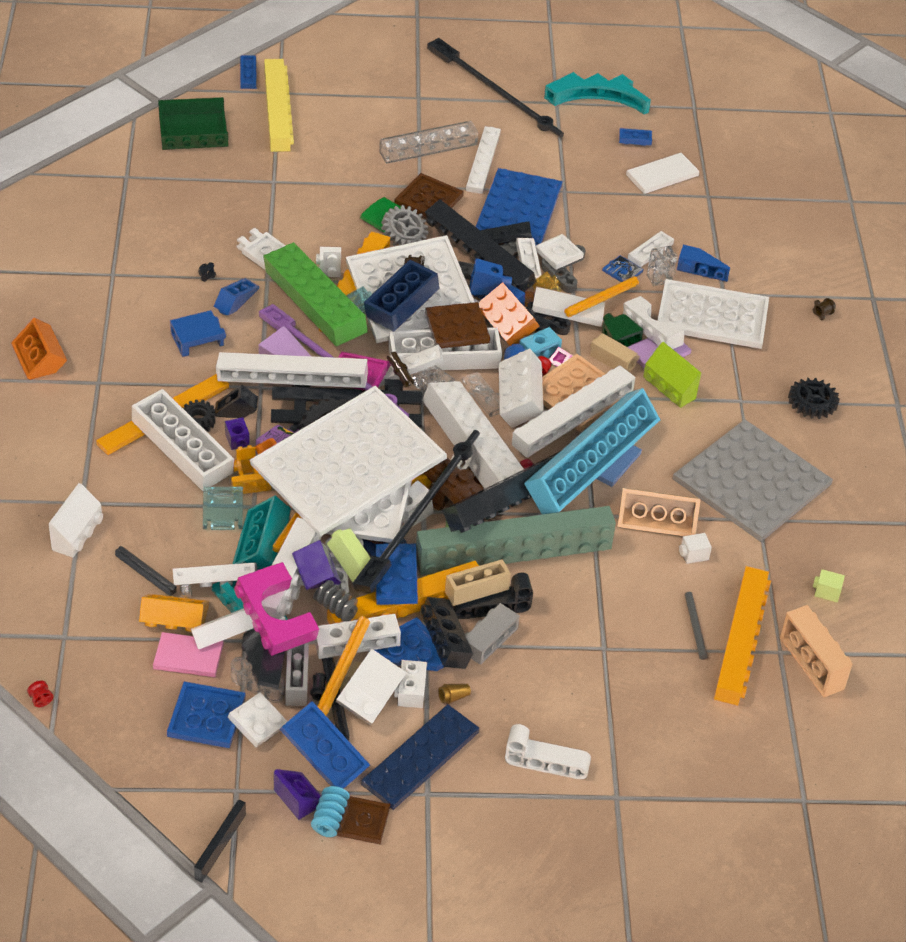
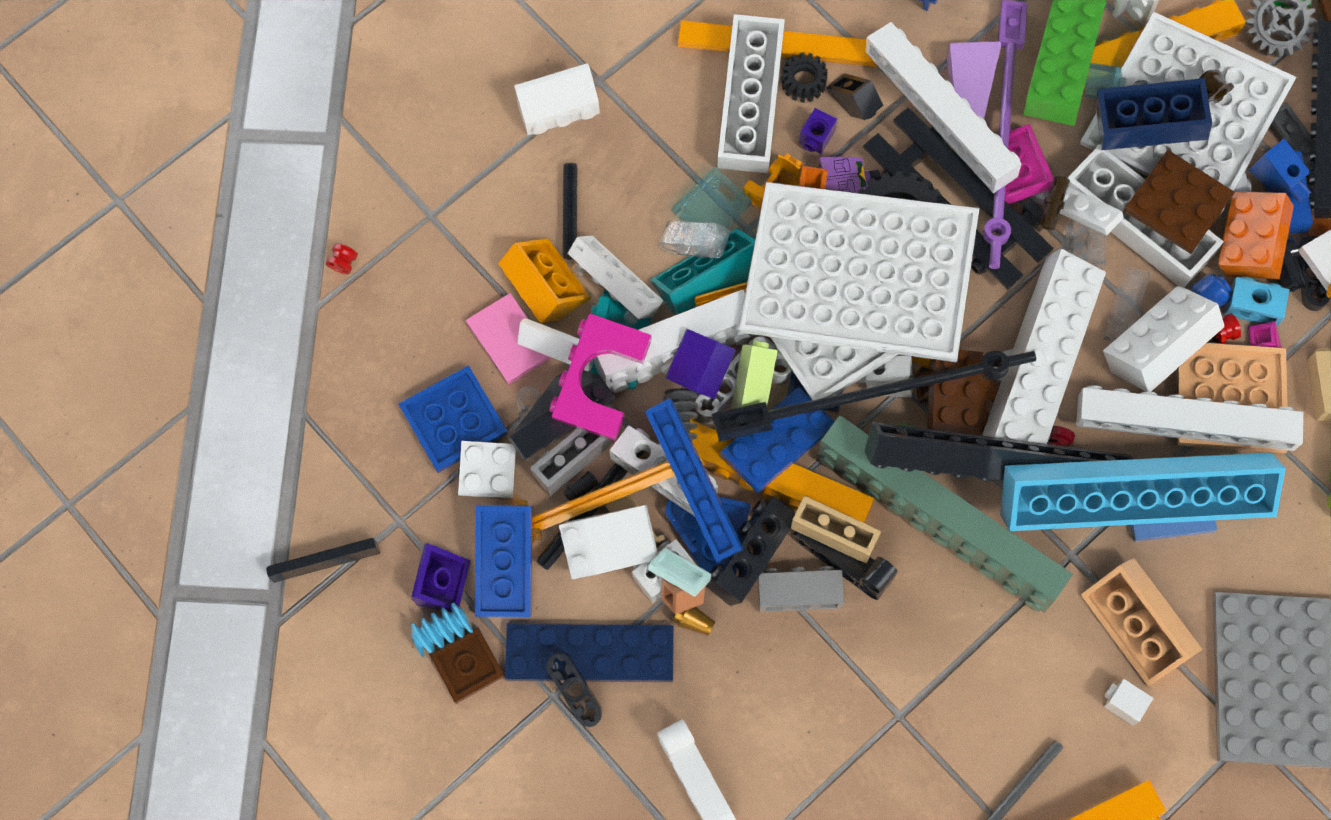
camera: 55 degrees right, 25 degrees up
(236, 524) = (694, 239): none -> clear beam
(383, 613) = (694, 480): none -> blue plate
(426, 664) = (679, 572): none -> light aqua tile
(428, 777) = (591, 703): none -> black beam
(435, 677) = (678, 599): none -> nougat brick

